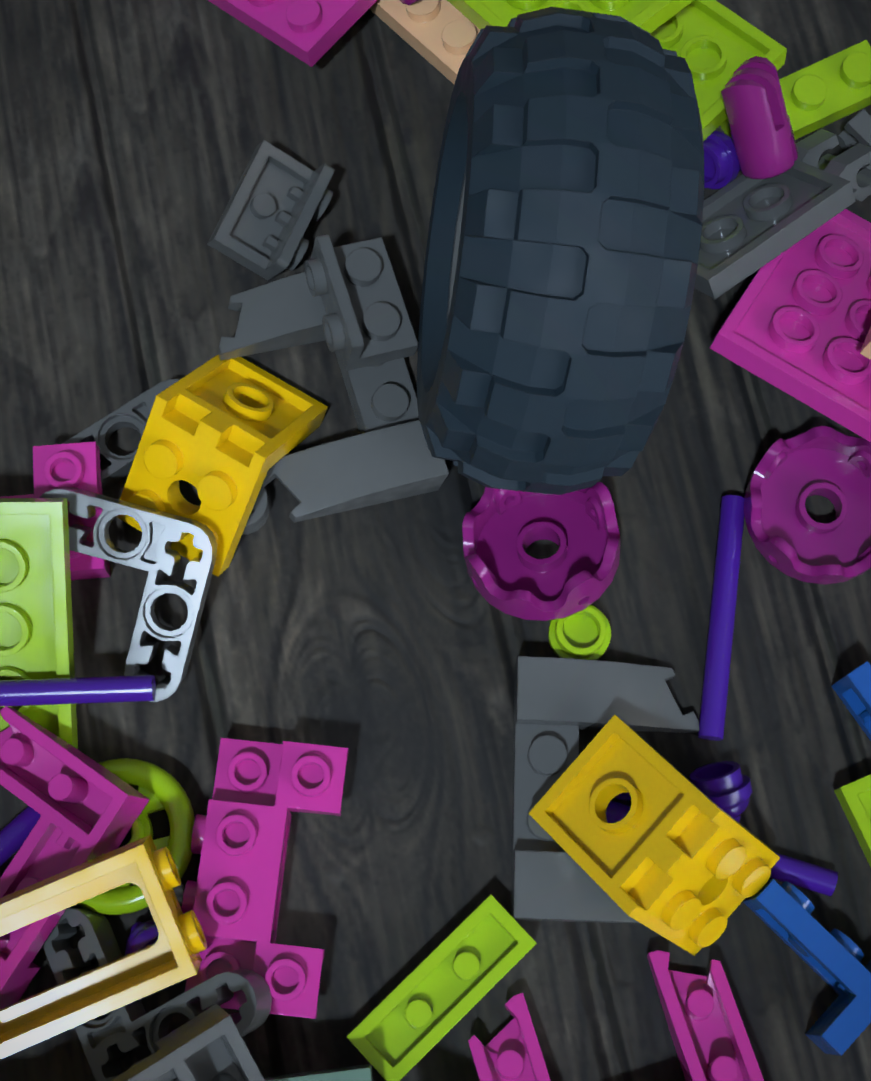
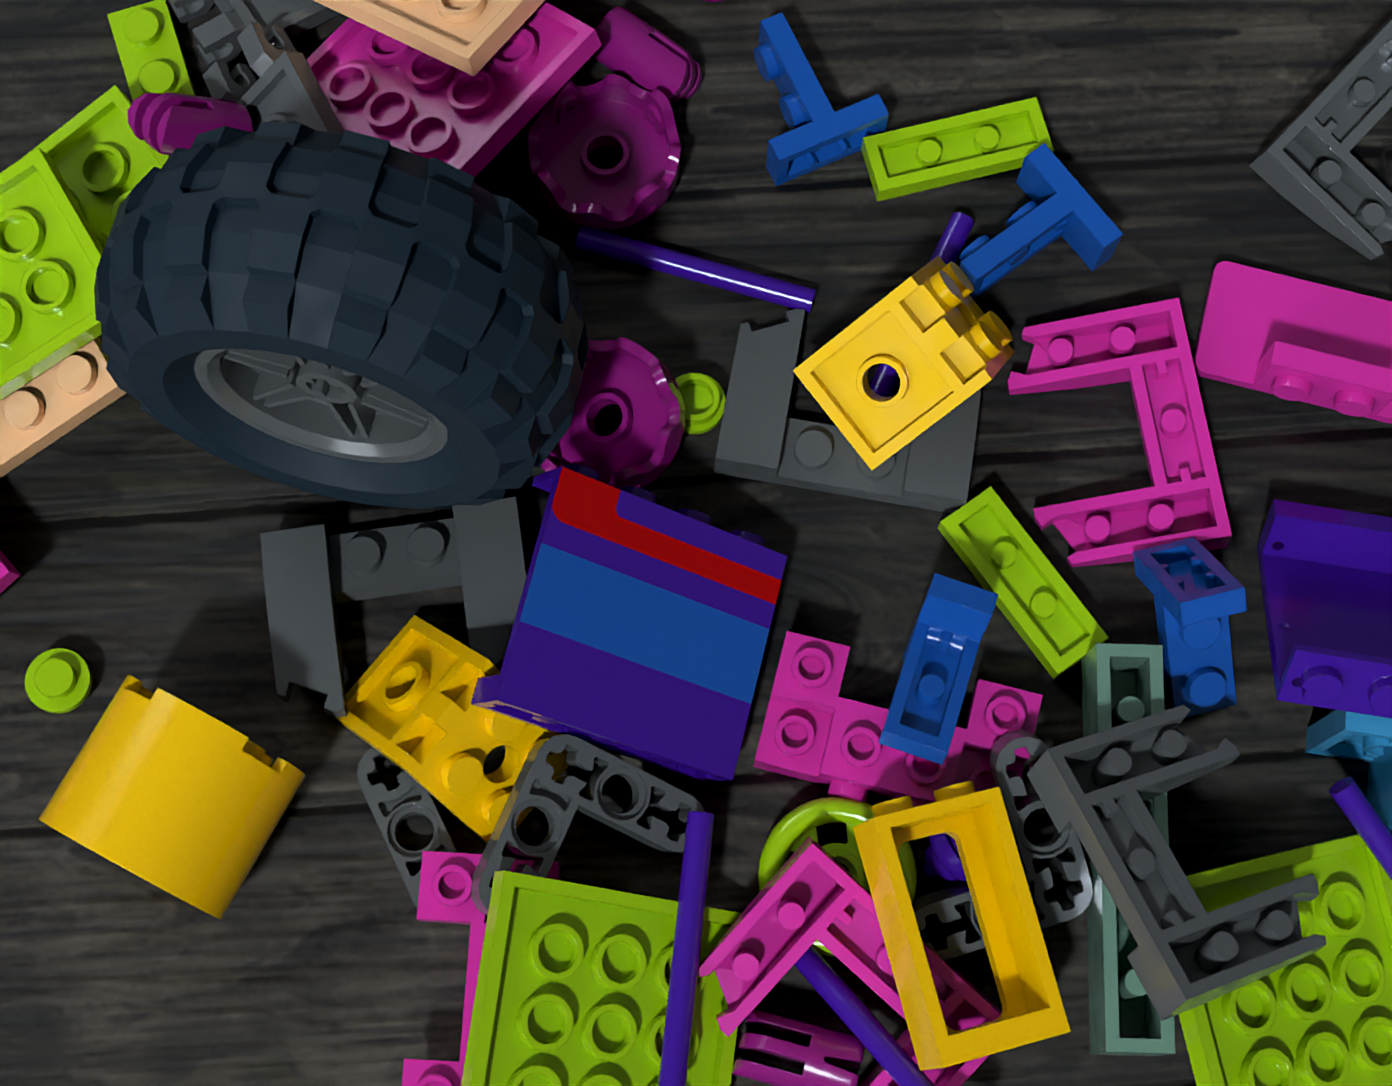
camera: 80 degrees left, 0 degrees up
(108, 215) = (173, 796): none -> yellow brick
(227, 121) = (58, 680): none -> lime plate
(272, 211) = (182, 640): dark grey bracket -> none
(317, 900) = (937, 668): none -> blue bracket
(324, 598) = (638, 627): none -> panel
(361, 302) = (317, 554): dark grey bracket -> none
(724, 786) = (860, 293): dark purple plate -> none

